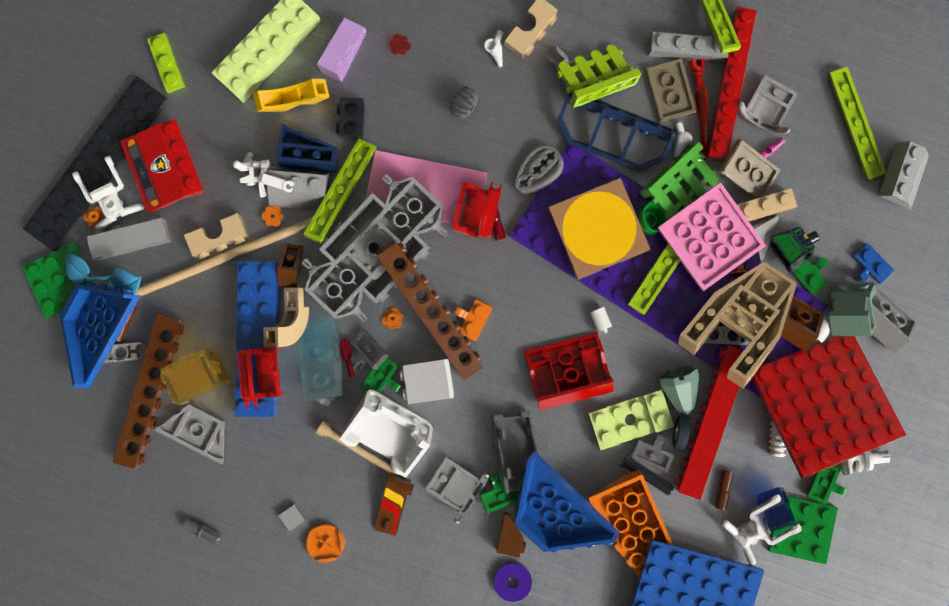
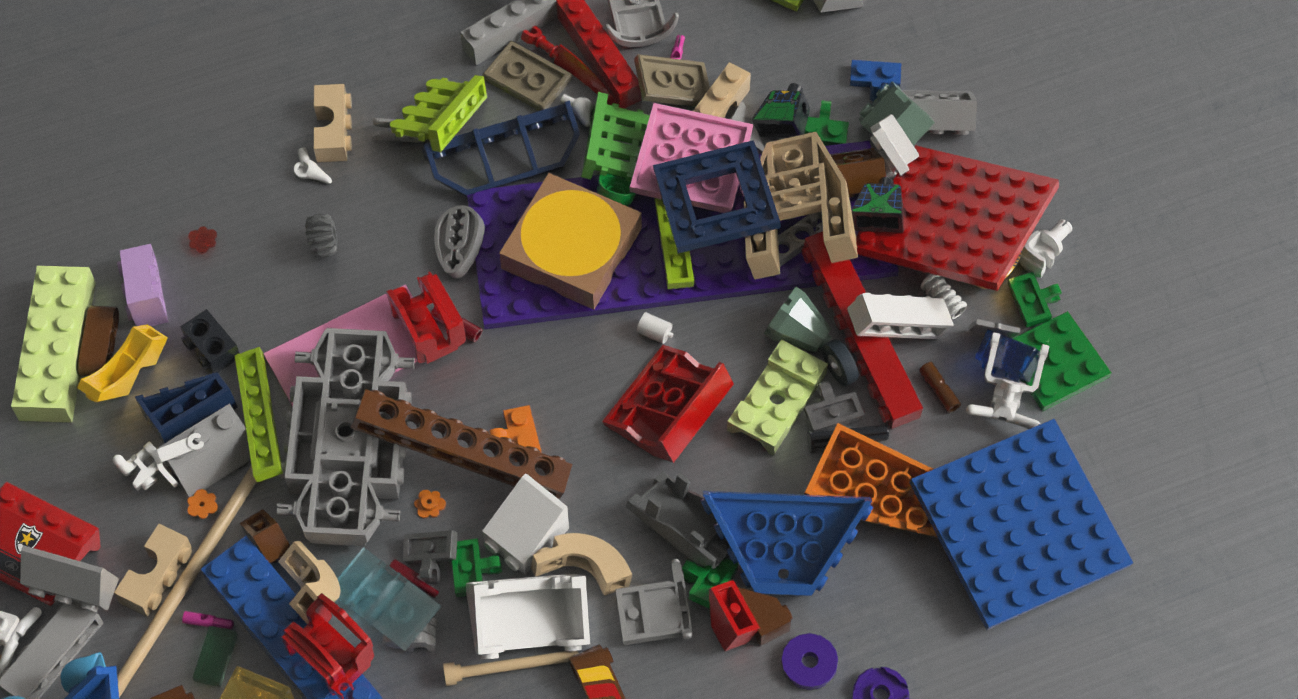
camera: 35 degrees left, 25 degrees down
(161, 211) = (66, 579): none -> light grey slope
(212, 312) = (215, 656): none -> clear green tile
(218, 281) = (206, 620): none -> dark pink pin
(292, 64) = (98, 338): none -> reddish brown beam
(452, 432) = (586, 553): none -> tan arch
(490, 528) = (731, 616): none -> red slope
(708, 316) = (695, 234): none -> dark blue plate
(737, 438) = (900, 316): none -> white brick
(784, 487) = (981, 327): none -> light grey piece
(788, 364) = (879, 207): none -> black torso
(835, 328) = (895, 143): none -> white bracket

